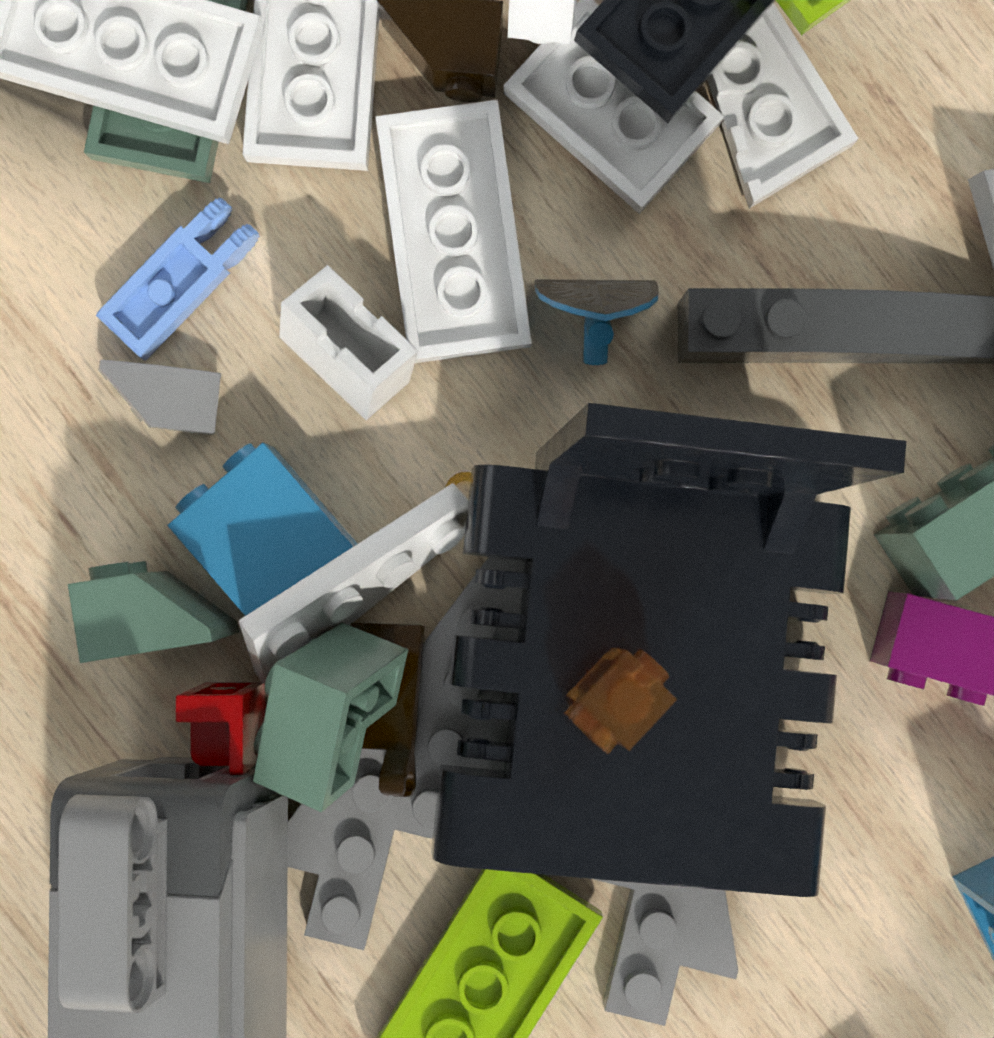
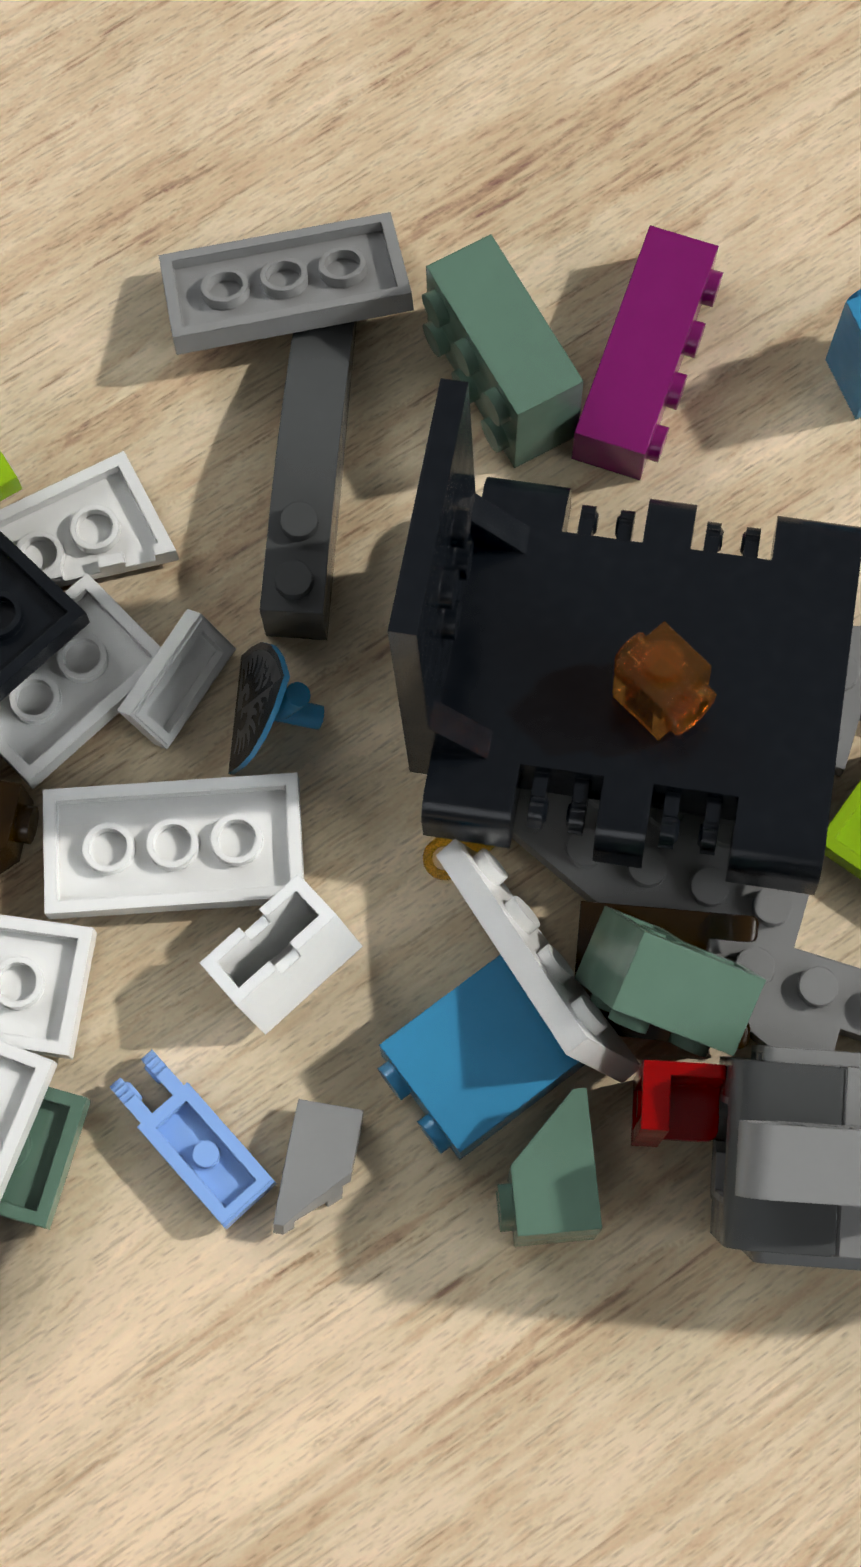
camera: 85 degrees left, 15 degrees down
(620, 217) = (176, 679): none -> white tile

